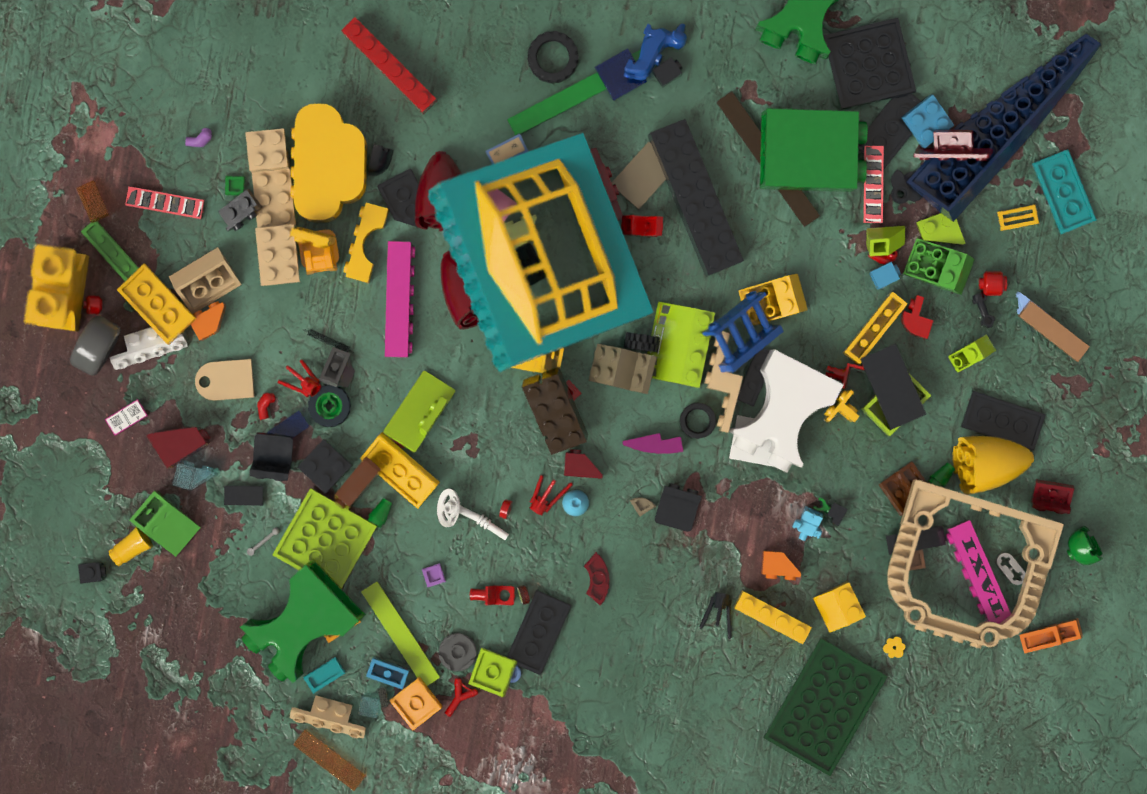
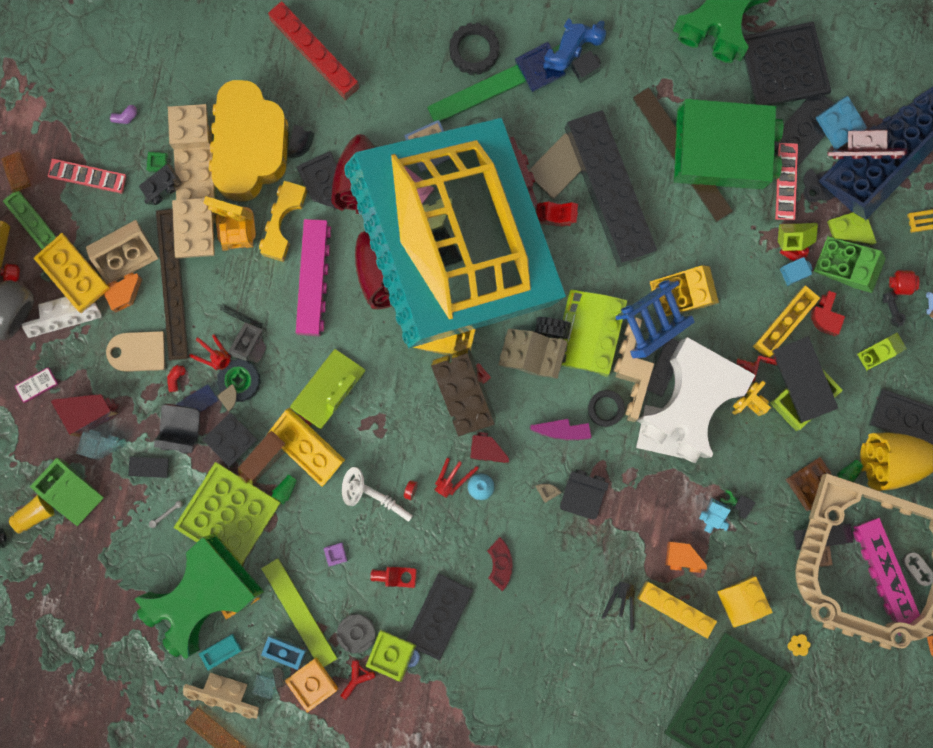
camera: 10 degrees right, 5 degrees down
(257, 312) = (172, 288): none -> dark brown tile
(321, 424) = (228, 397): none -> dark tan tile
(523, 594) = (425, 577): clear red tile -> none

